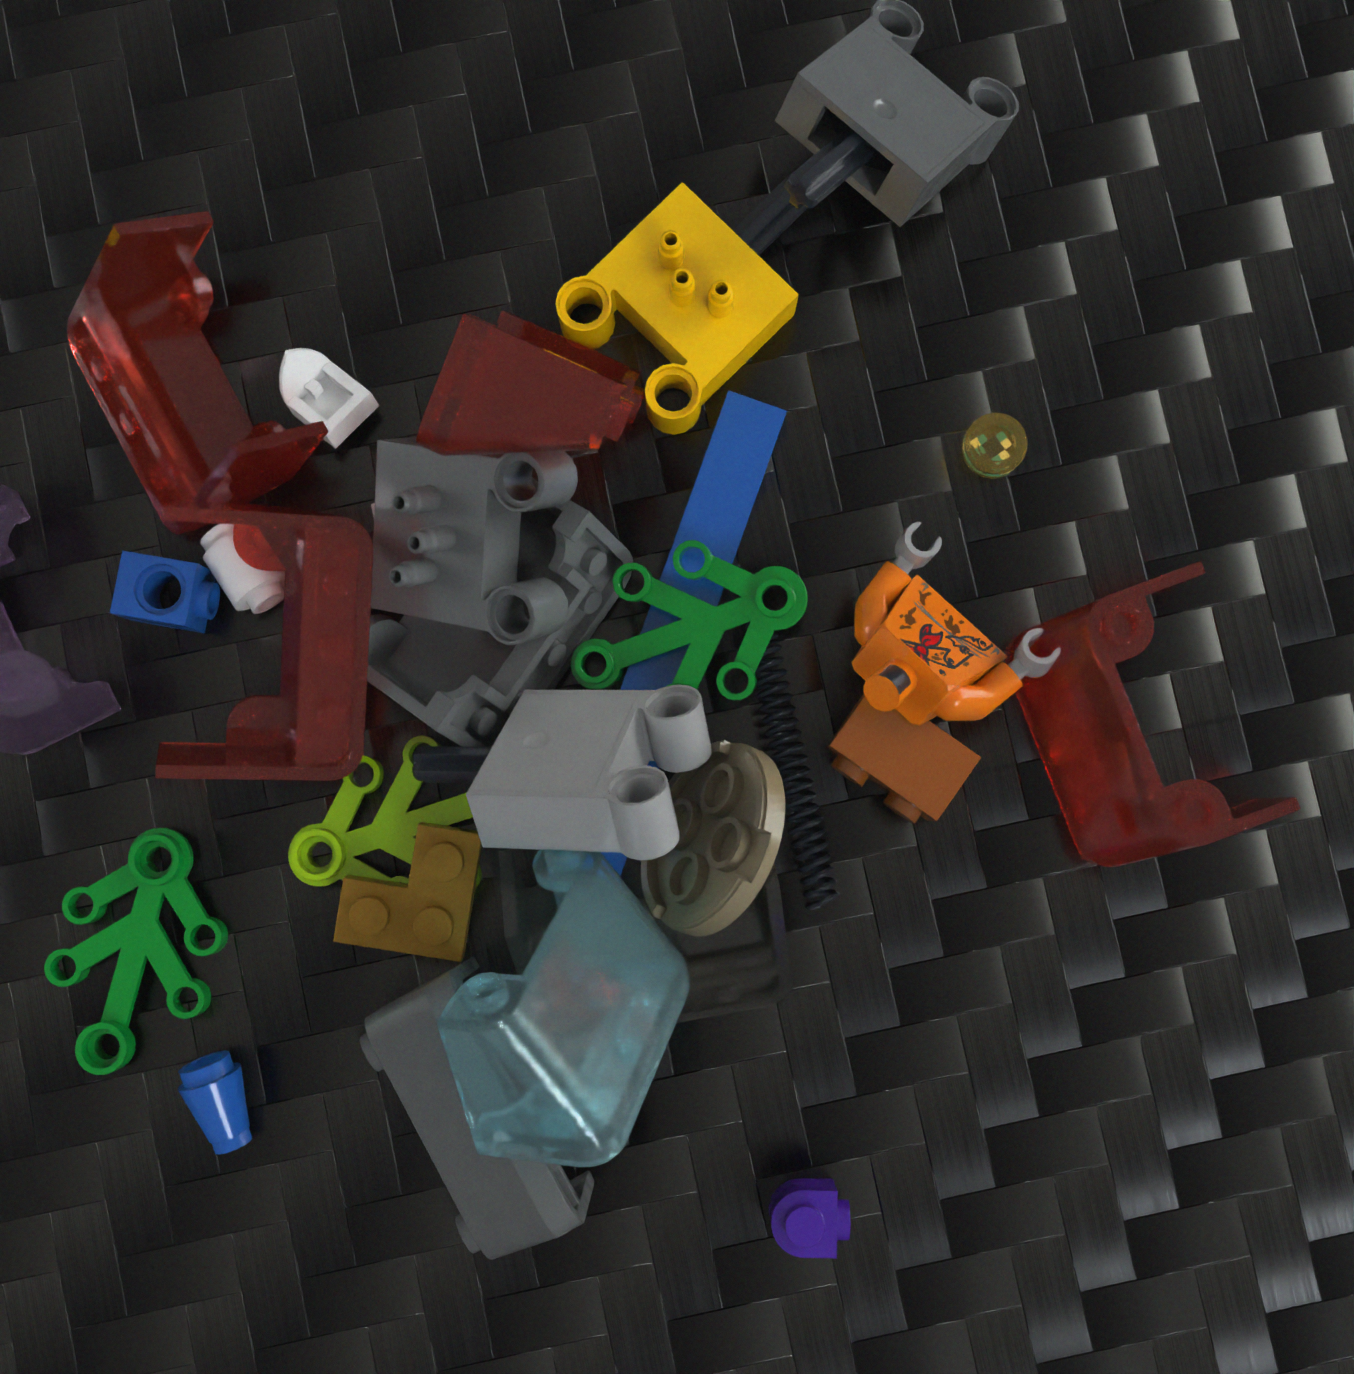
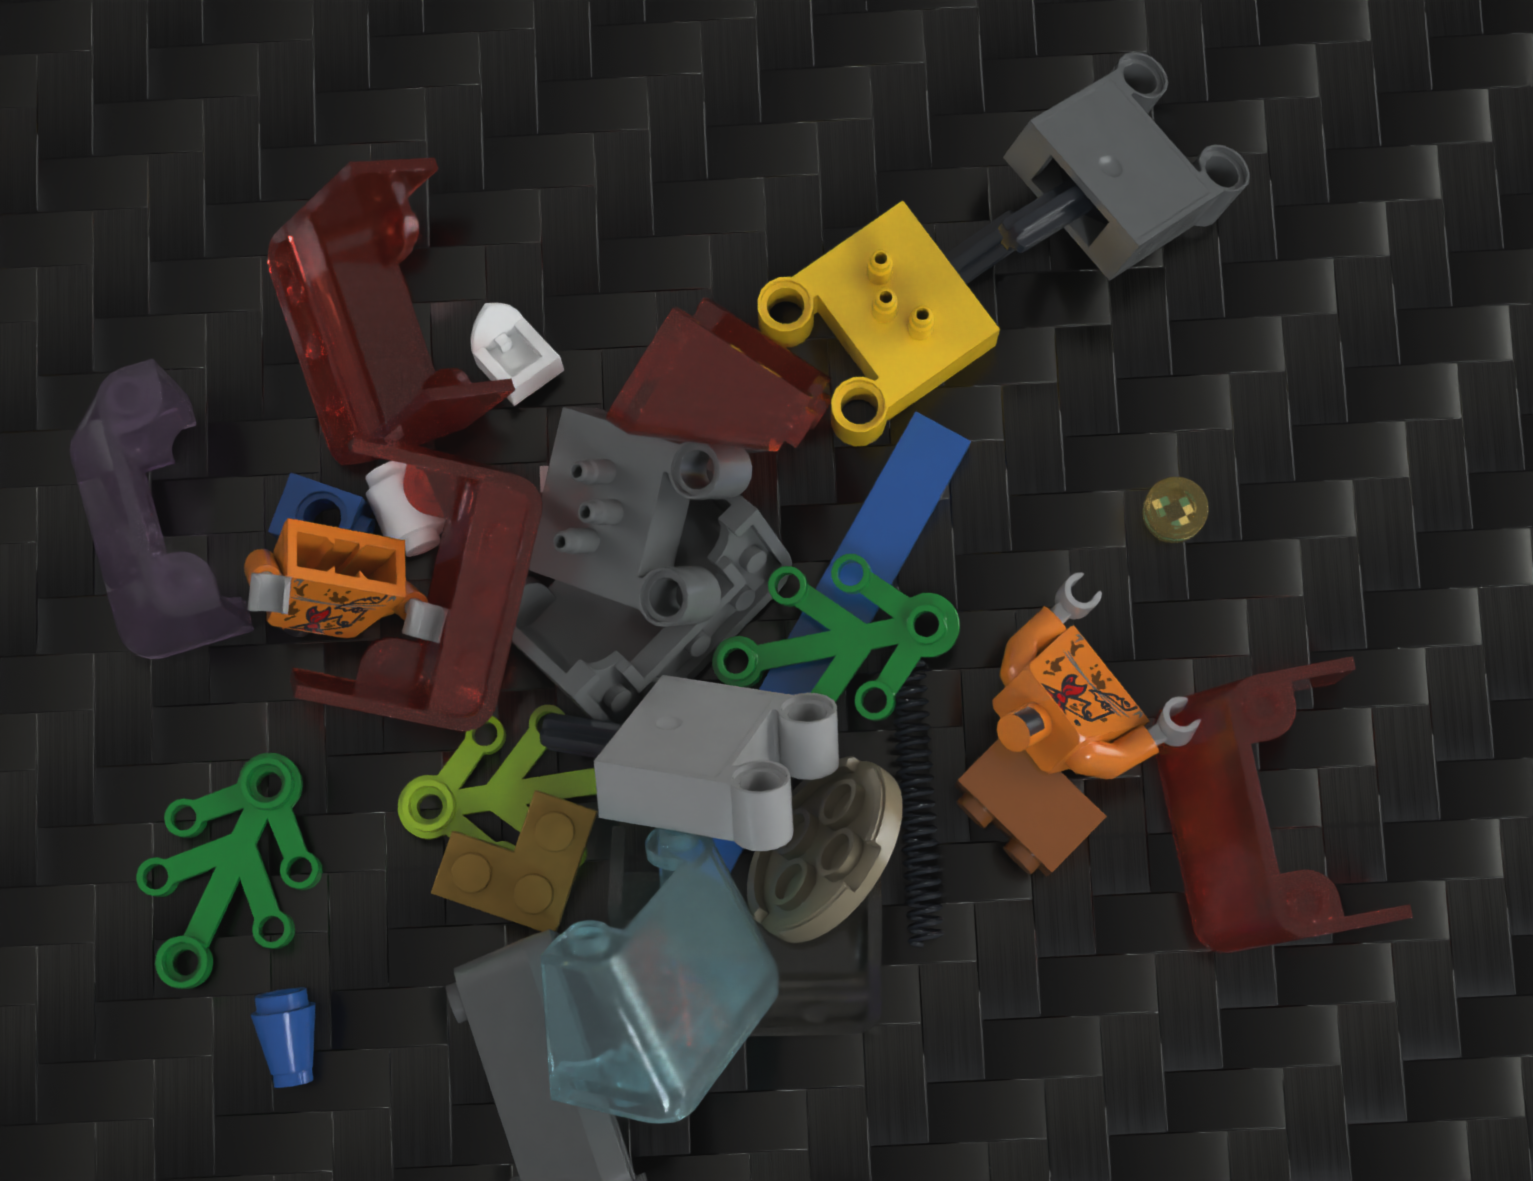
camera: 10 degrees right, 5 degrees down
(180, 654) = (337, 583): none -> orange torso

